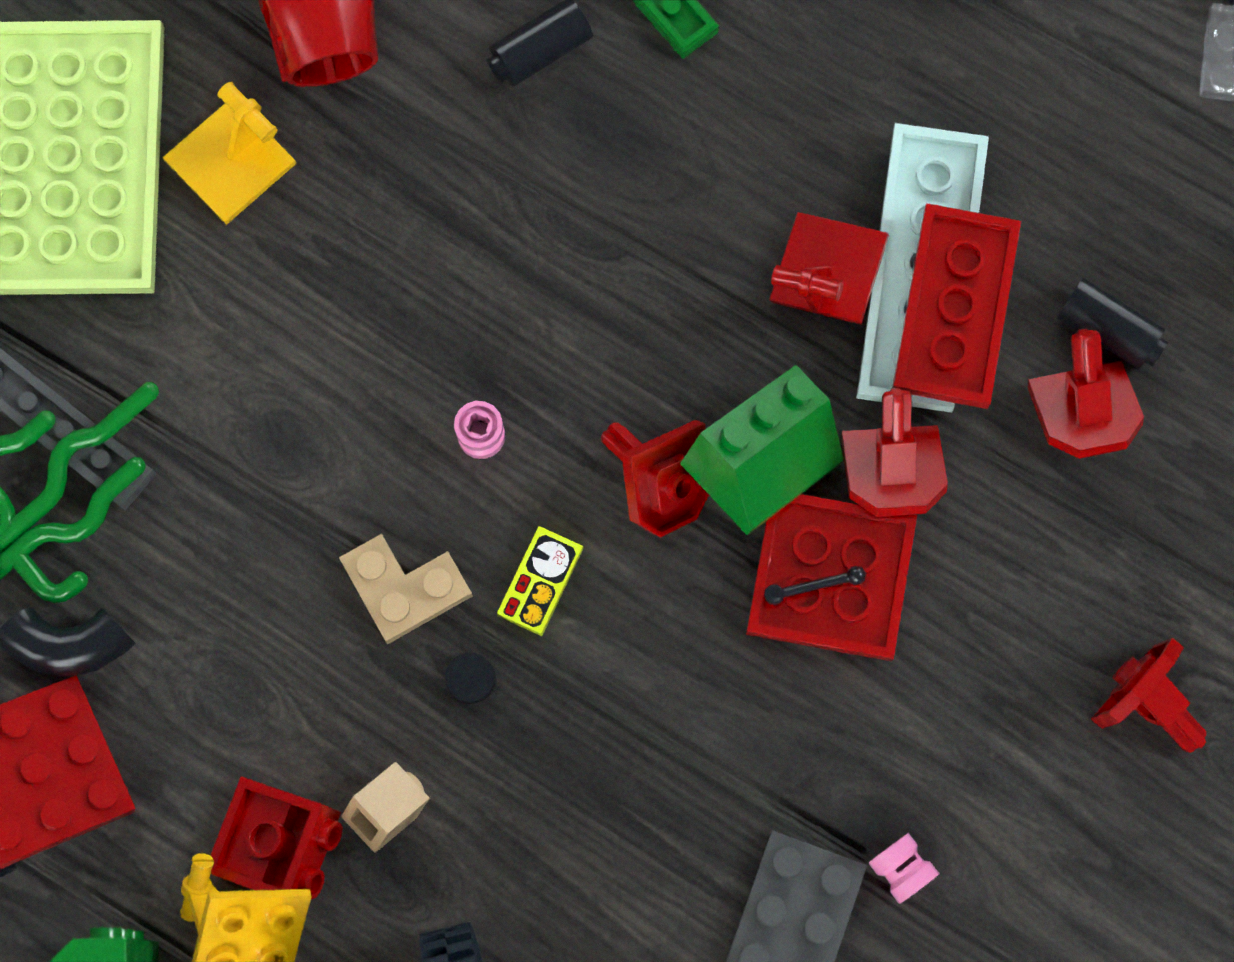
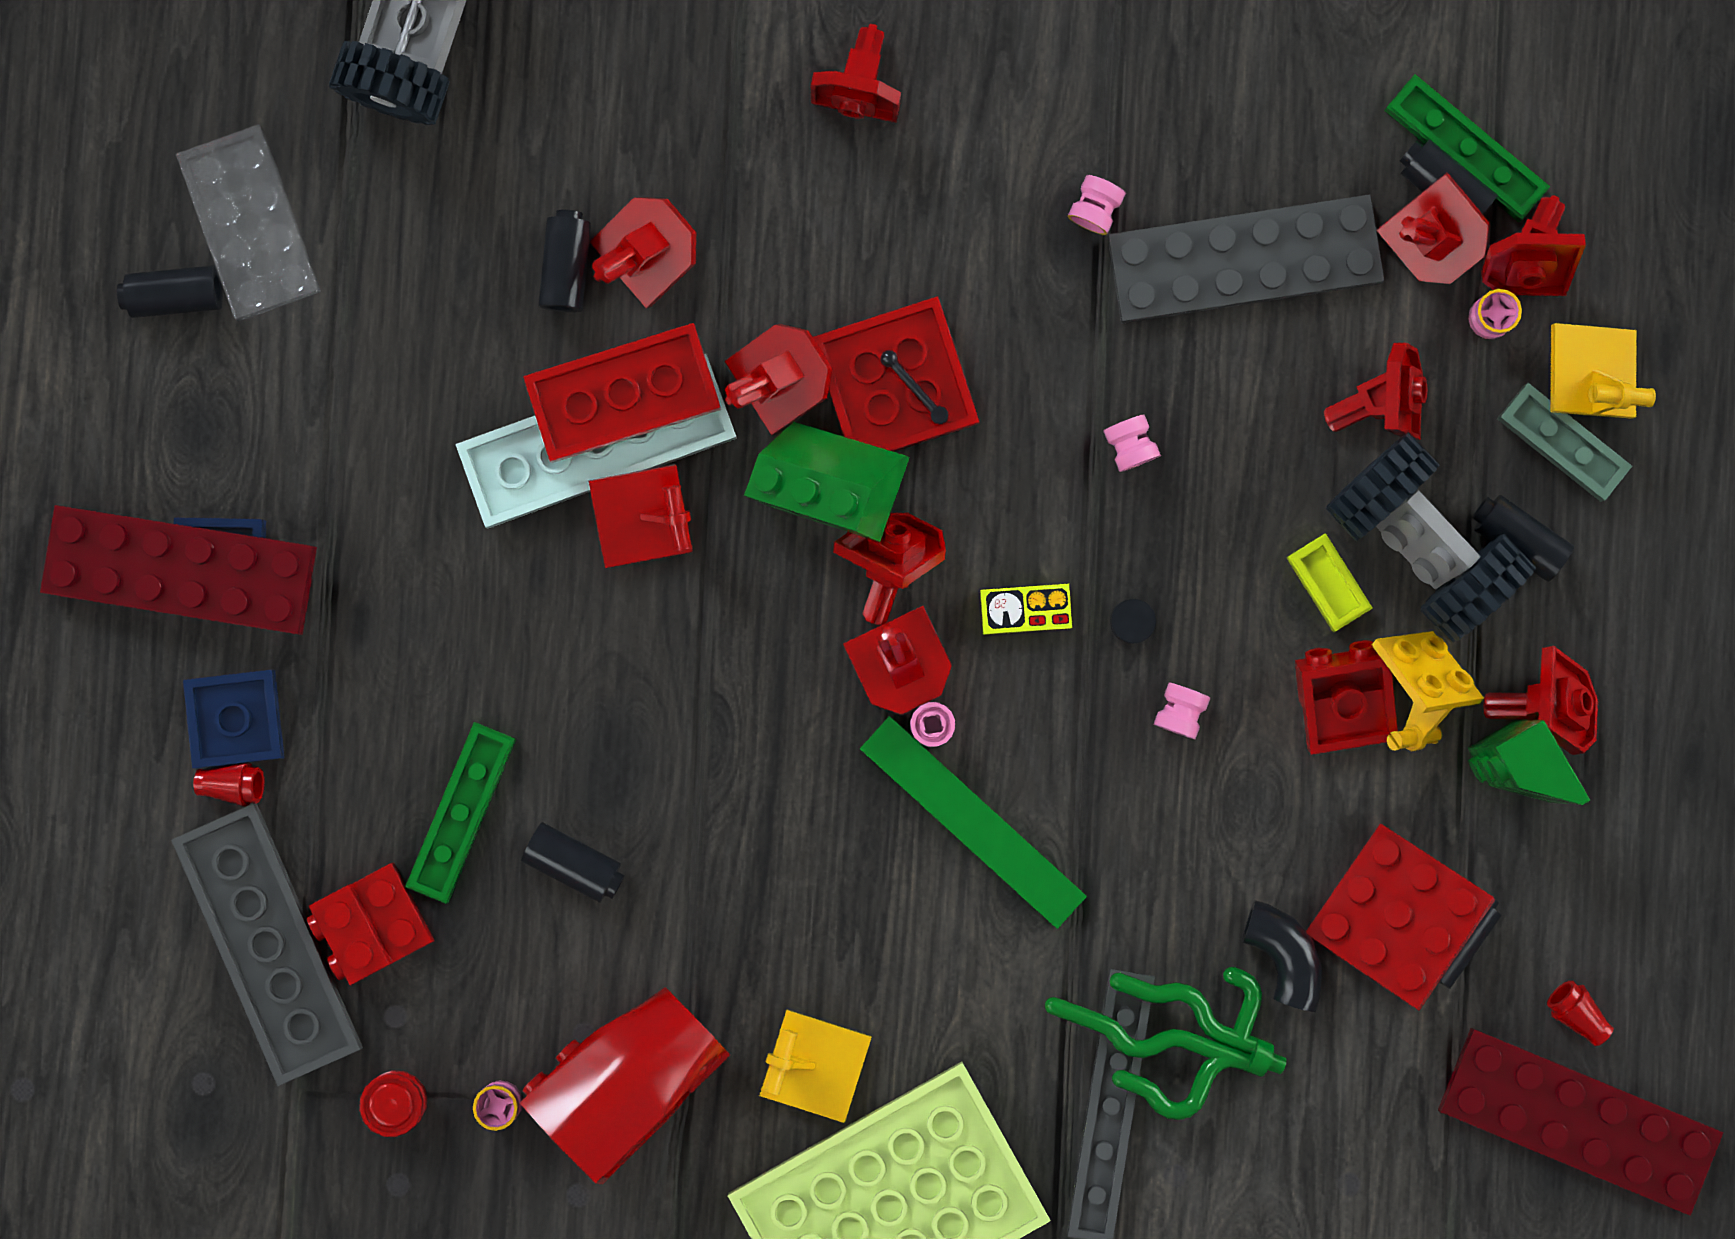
camera: 120 degrees left, 10 degrees up
(355, 674) = (1182, 711): none -> bright pink wheel
(363, 422) = (973, 822): none -> green tile
(385, 806) = (1272, 625): tan brick -> none
(397, 893) = (1329, 582): none -> neon yellow tile
(401, 600) = (1103, 714): tan plate -> none
(555, 433) = (901, 662): none -> red piece
(644, 770) = (1131, 443): none -> bright pink wheel

